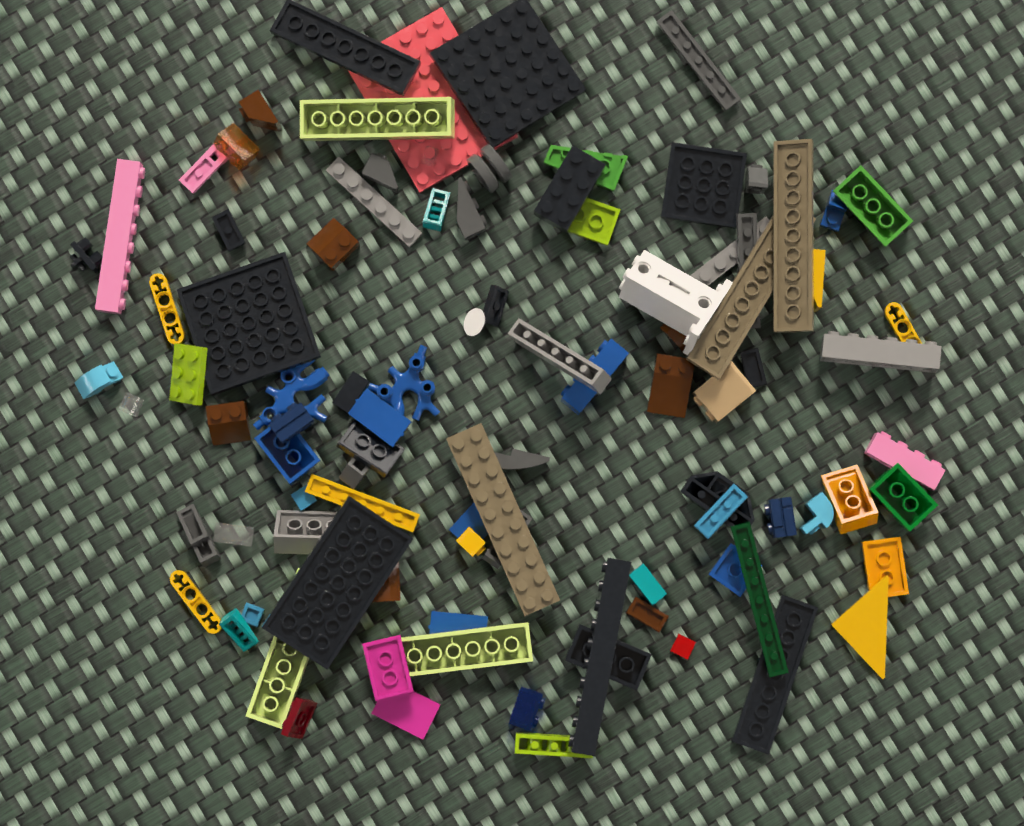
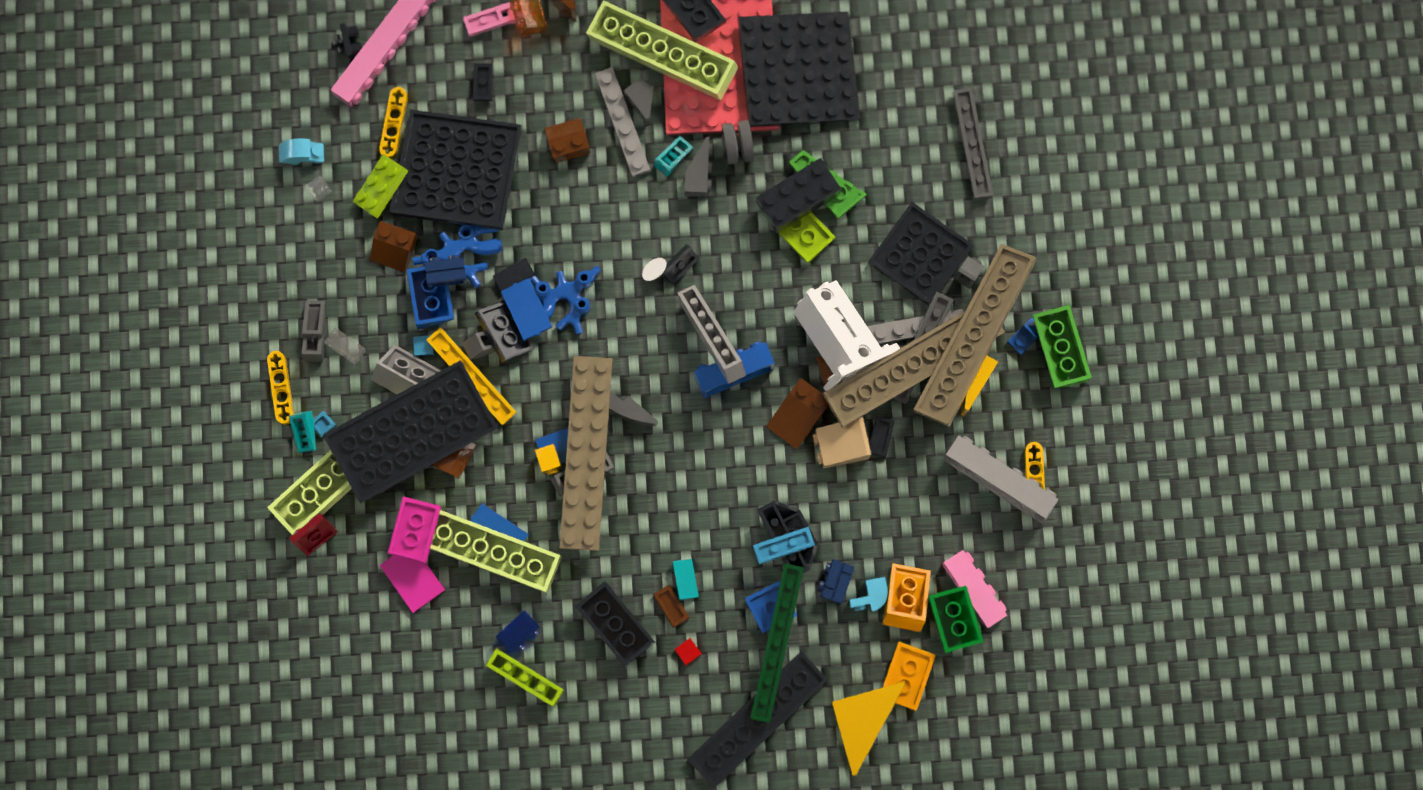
camera: 30 degrees right, 5 degrees down
(601, 656) = (607, 618): black brick -> none

